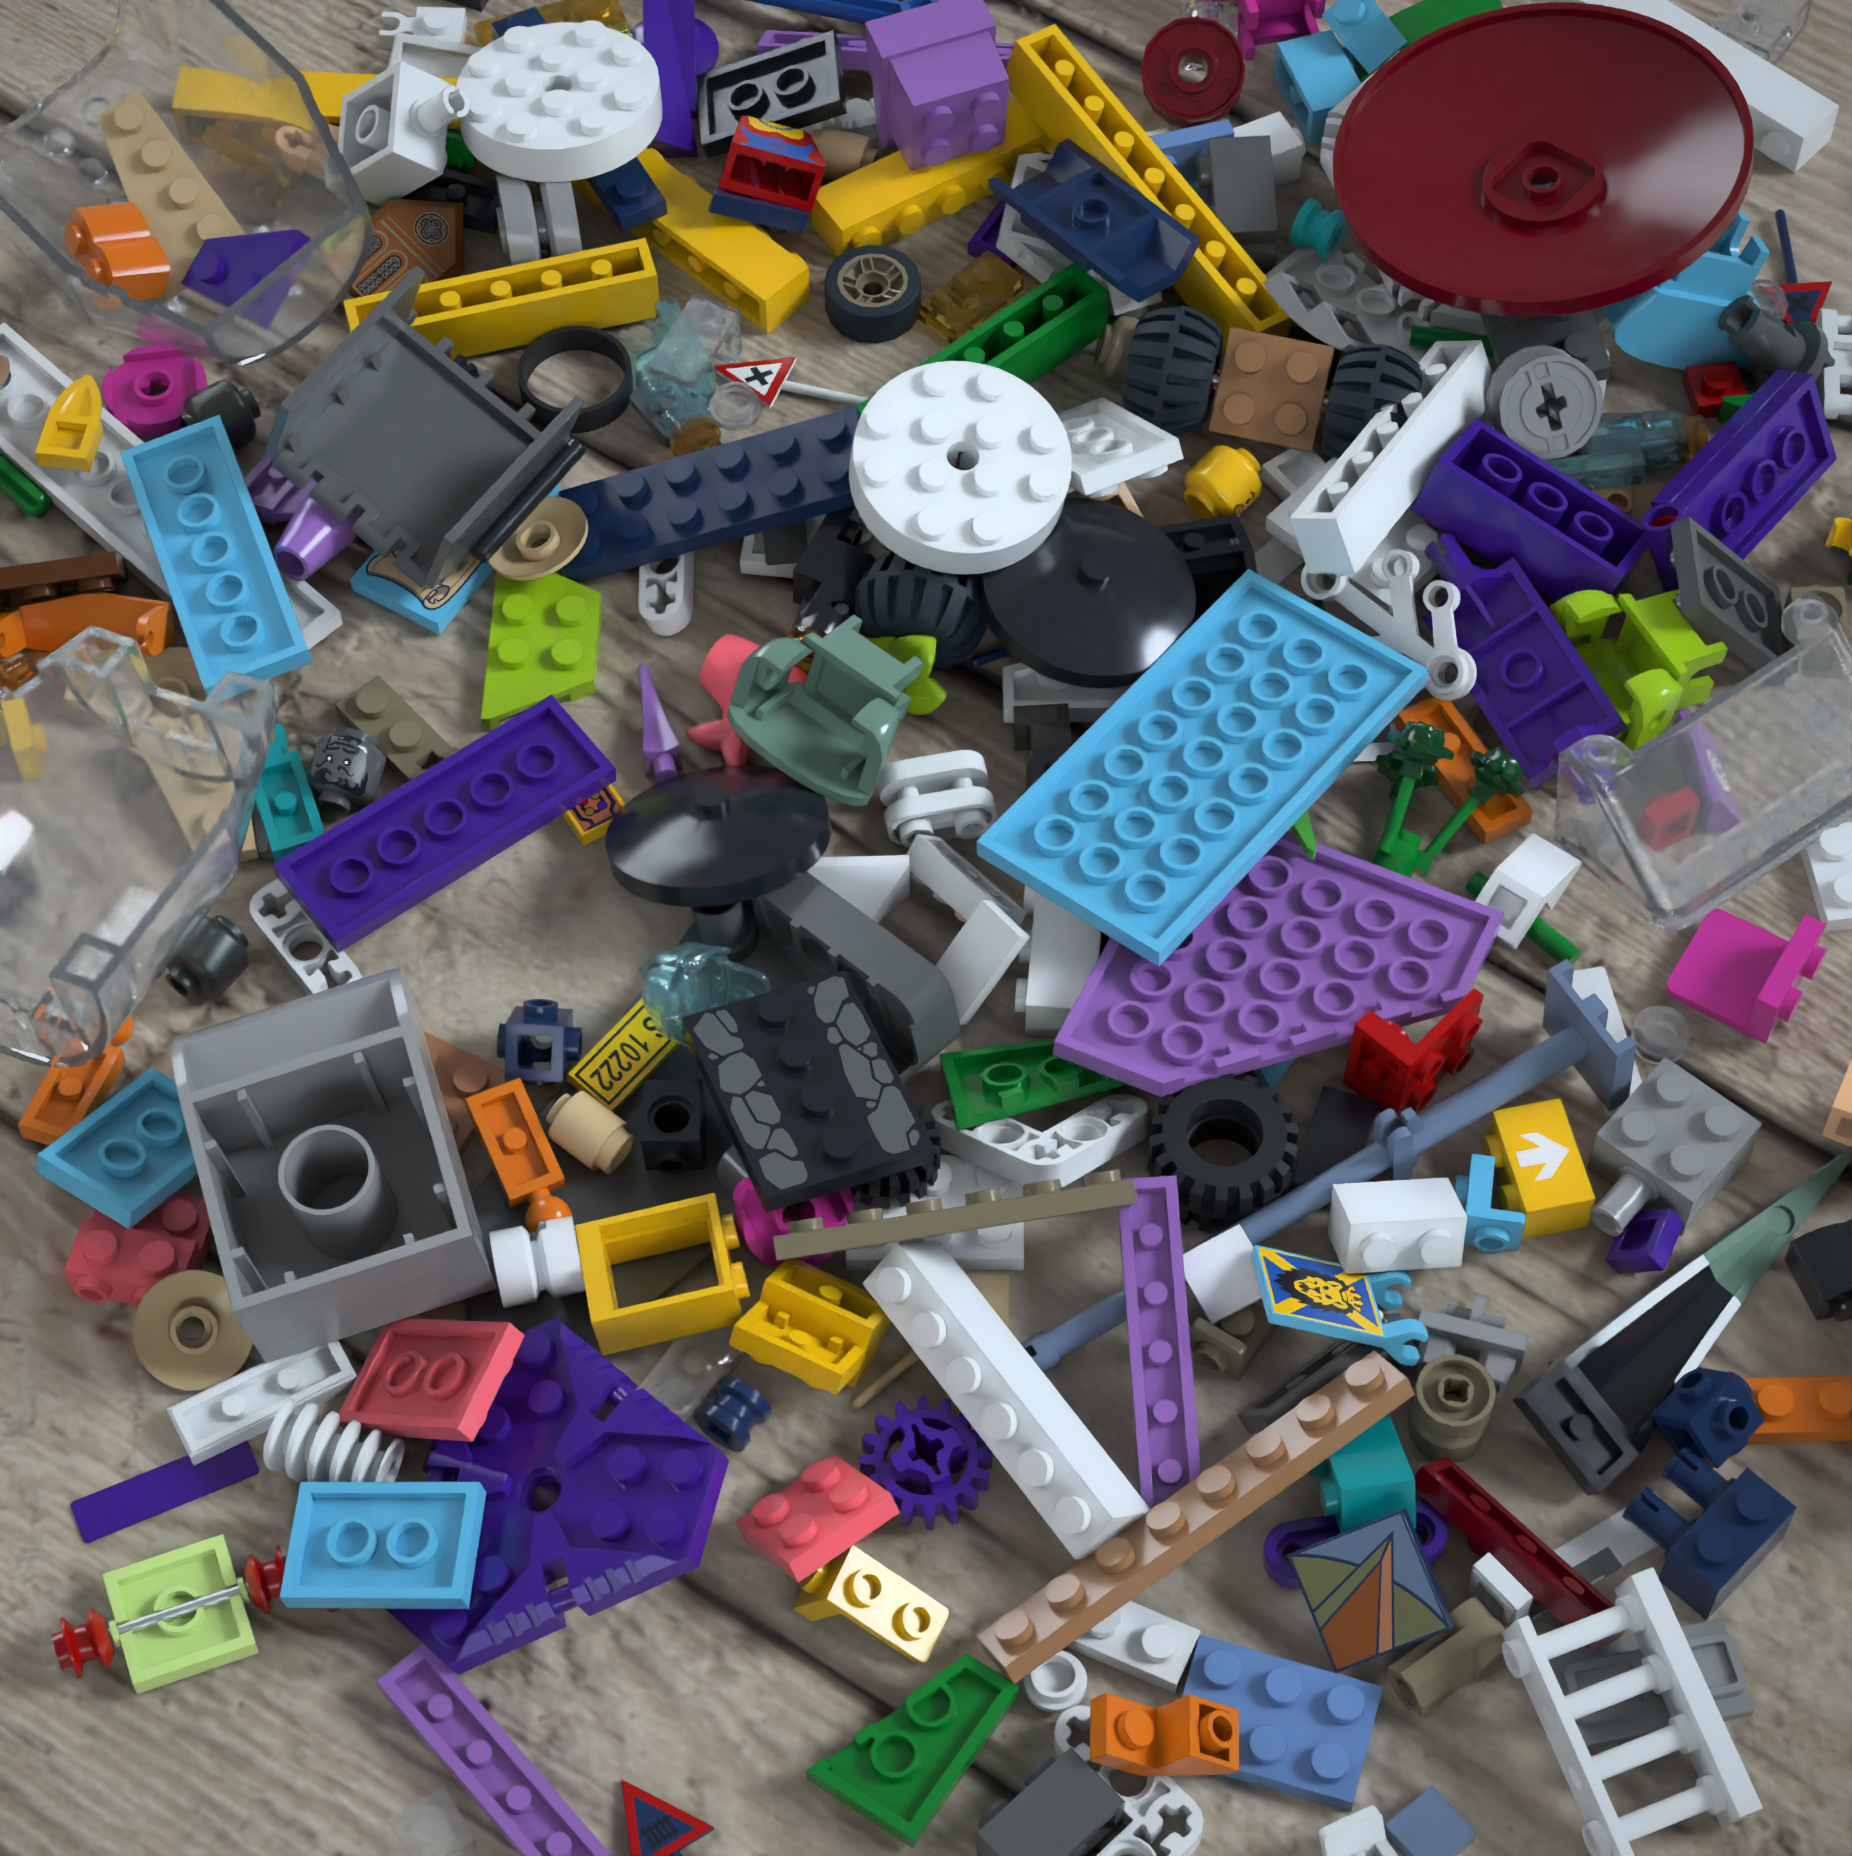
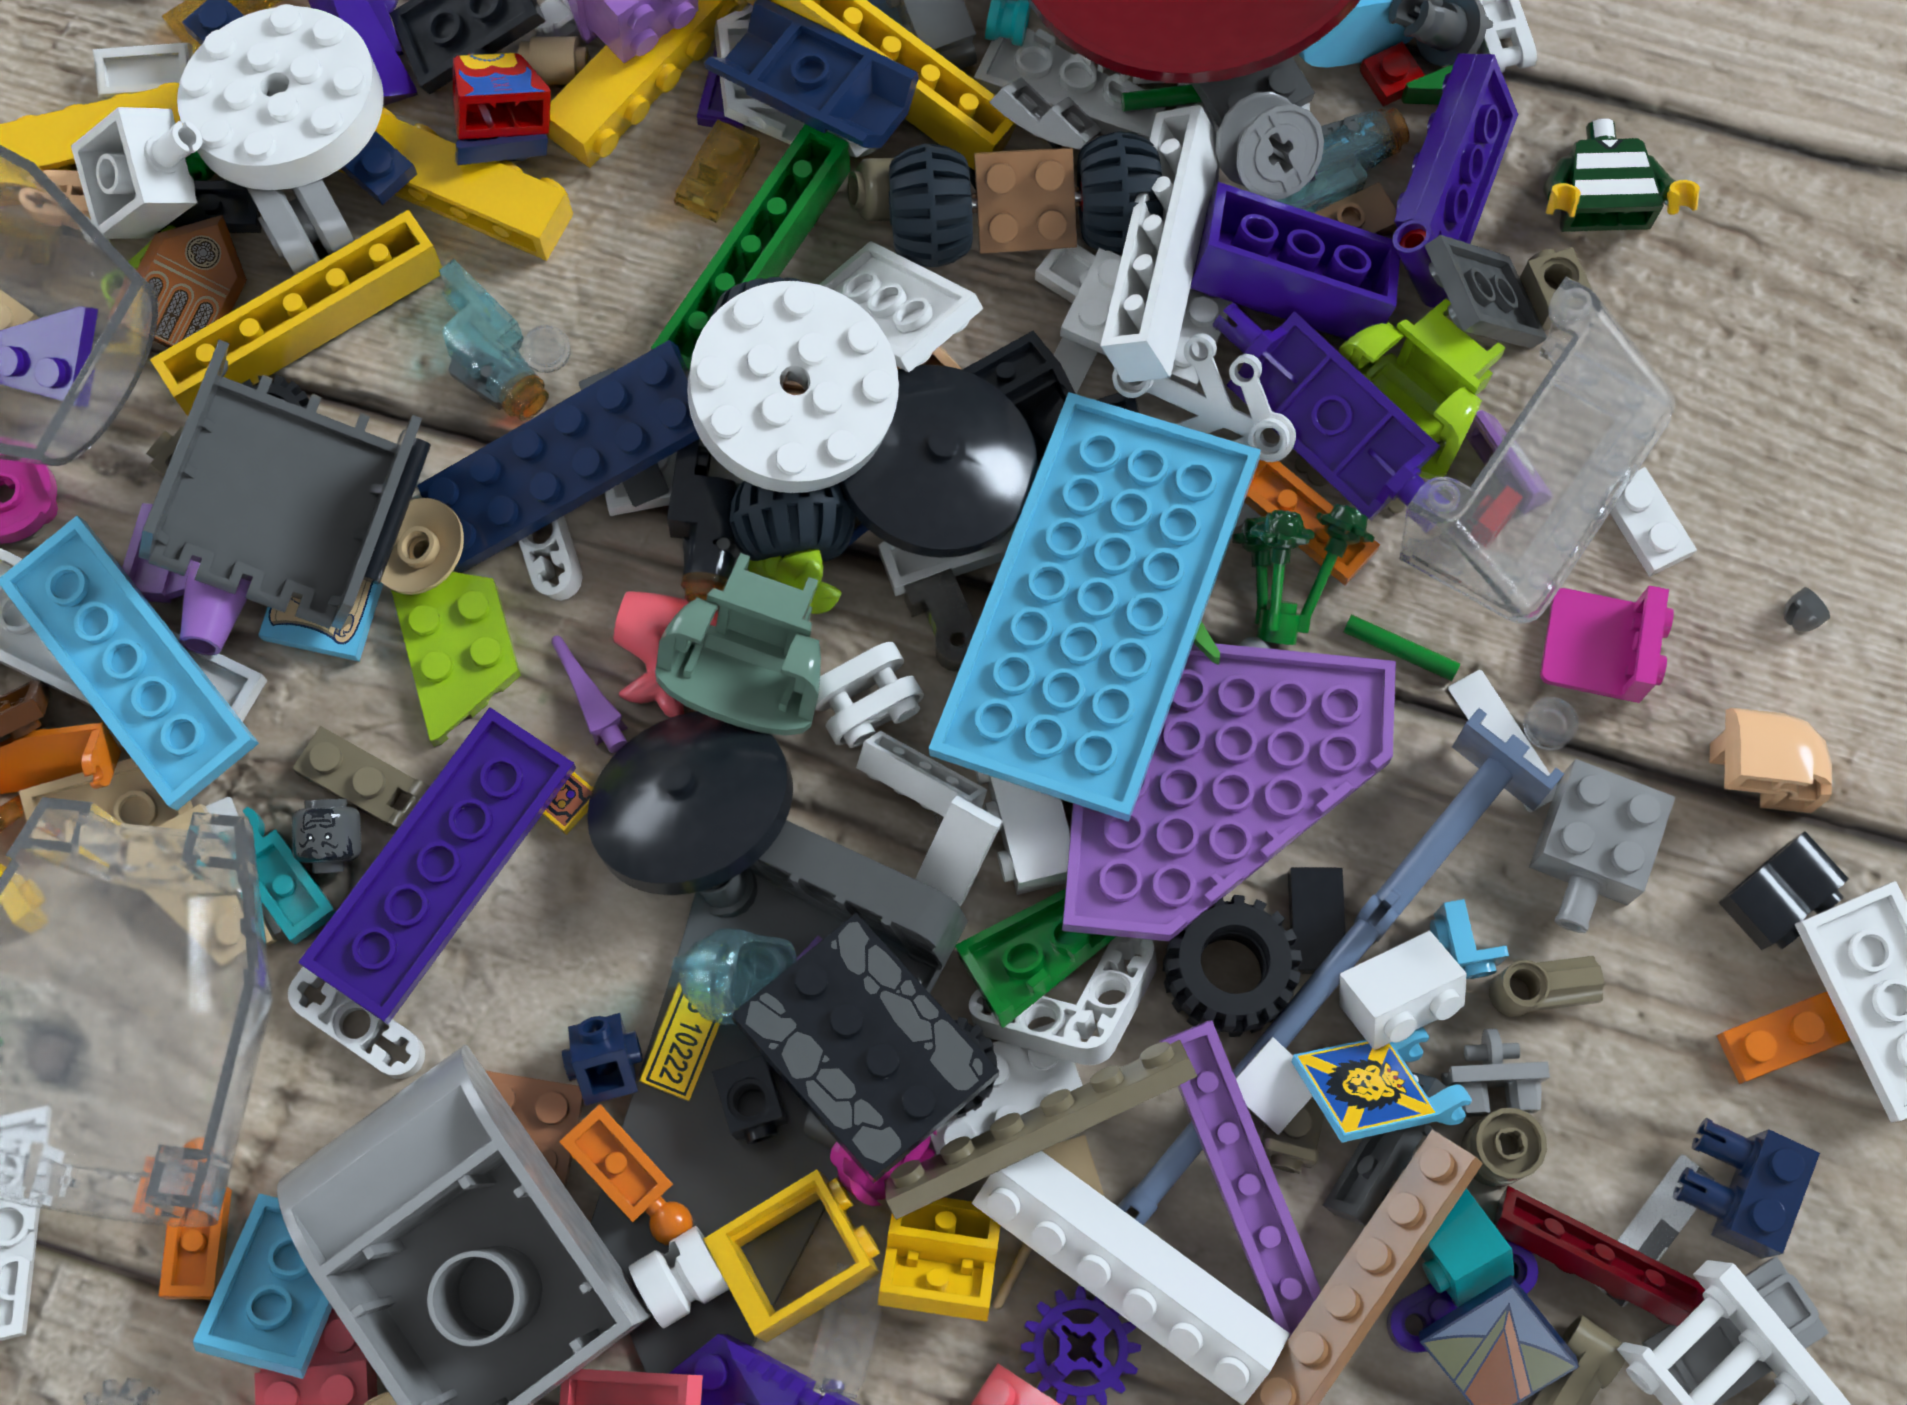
camera: 20 degrees left, 15 degrees up
(209, 960) = (278, 1070): pearl dark grey head -> none
(224, 399) = (75, 496): pearl dark grey head -> none
(430, 22) = (121, 28): white plate -> none
(570, 339) = (379, 319): black tyre -> none
(590, 1132) = (678, 1129): tan brick -> none
(696, 337) = (490, 300): clear bracket -> none
(732, 1413) = (899, 1358): dark blue wheel -> none
(770, 377) = (563, 308): piece -> none
(867, 882) = (831, 805): white slope -> none
(872, 293) = (619, 176): black wheel -> none
(1222, 483) = (1008, 300): yellow head -> none
(1406, 1075) = (1347, 843): red bracket -> none
(1499, 1590) = (1595, 1304): white tile -> none
(1525, 883) = (1400, 621): white slope -> none
(1539, 1168) = (1497, 889): yellow brick -> none
(1563, 1274) = (1549, 985): none -> dark tan piece
(1602, 1389) = (1631, 1065): black plate -> none
(1645, 1242) = (1609, 931): dark purple plate -> none
(1709, 1414) = (1714, 1081): dark blue brick -> none

